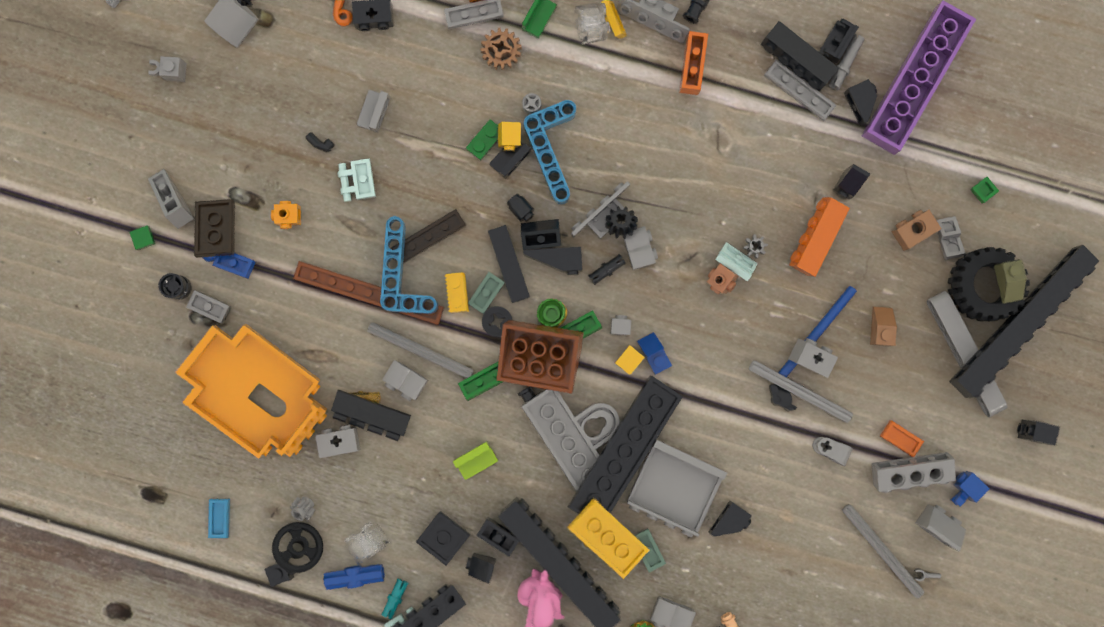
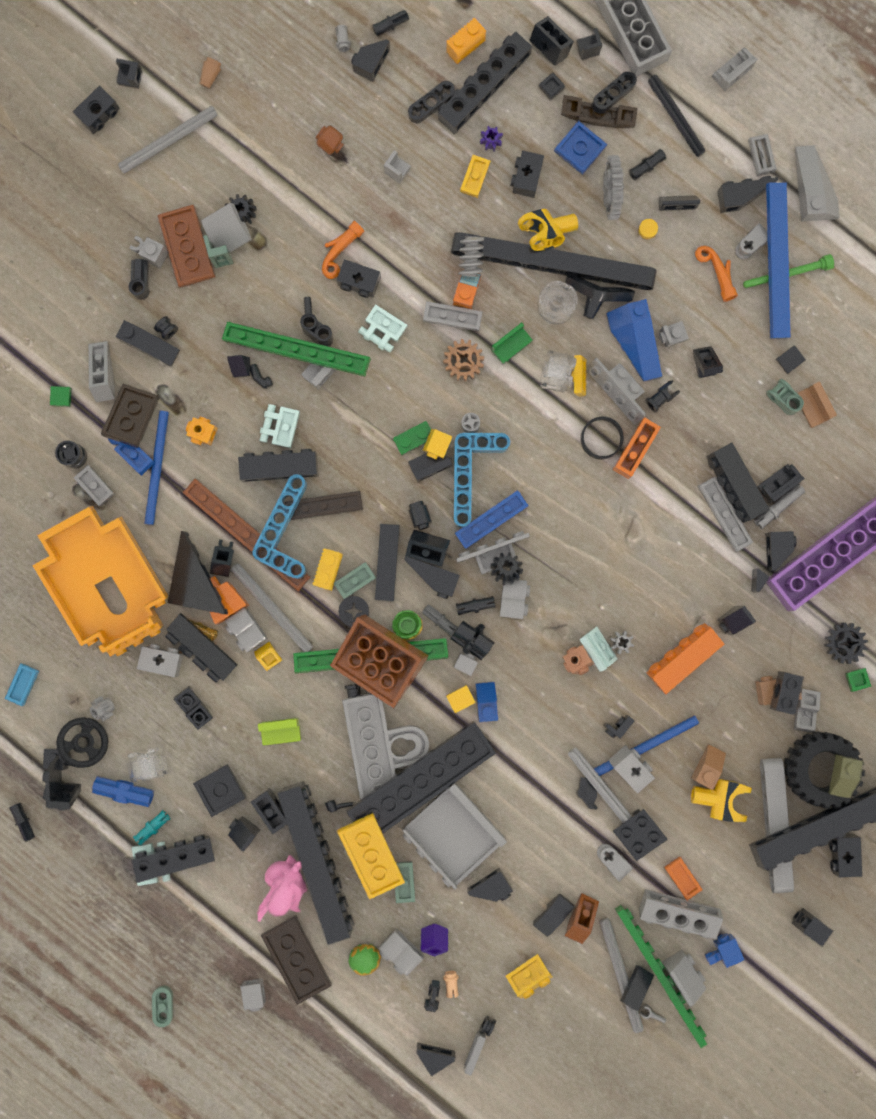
camera: 20 degrees right, 0 degrees up
(169, 98) = (139, 277): none -> black piece
(200, 50) = (186, 246): none -> dark orange tile
(202, 155) = (147, 343): none -> black slope
(213, 133) = (166, 328): none -> black wheel
(234, 45) = (219, 256): none -> sand green panel
(259, 266) = (156, 467): none -> blue piece
(293, 604) = (58, 794): none -> black bracket
(296, 139) = (239, 365): none -> black slope
(336, 356) = (192, 582): none -> black tile
(342, 102) = (296, 349): none -> green tile
(354, 76) = (317, 329): none -> black beam
(355, 325) = (222, 559): none -> black brick
(371, 217) = (277, 466): none -> black brick
(372, 362) = (231, 600): none -> orange torso
(386, 472) = (193, 707): none -> black slope
(414, 45) = (385, 323): none -> light aqua plate
(435, 396) = (267, 656): none -> yellow slope
(552, 509) = (332, 807): none -> black hand
(579, 296) = (439, 620): none -> dark grey axle
(588, 184) = (491, 519): none -> blue plate
(617, 301) = (472, 640): none -> black pin
(657, 48) = (616, 424): none -> black tyre
(698, 591) = (434, 940): none -> dark purple panel
(788, 322) = (622, 724): none -> black bracket
(798, 522) = (554, 915): none -> black slope
(800, 588) = (529, 977): none -> yellow bracket
(825, 514) = (582, 919): none -> dark orange slope
(846, 414) = (640, 834): none -> black hinge
(855, 137) = (758, 580): none -> black slope
(902, 556) = (637, 988): none -> black tile
(906, 352) = (721, 799): none -> yellow connector
(925, 227) = (786, 692): none -> black brick
(926, 539) = (666, 981): none -> green plate
(964, 169) = (848, 650): none -> black gear
(1049, 360) = (852, 863): none -> black brick

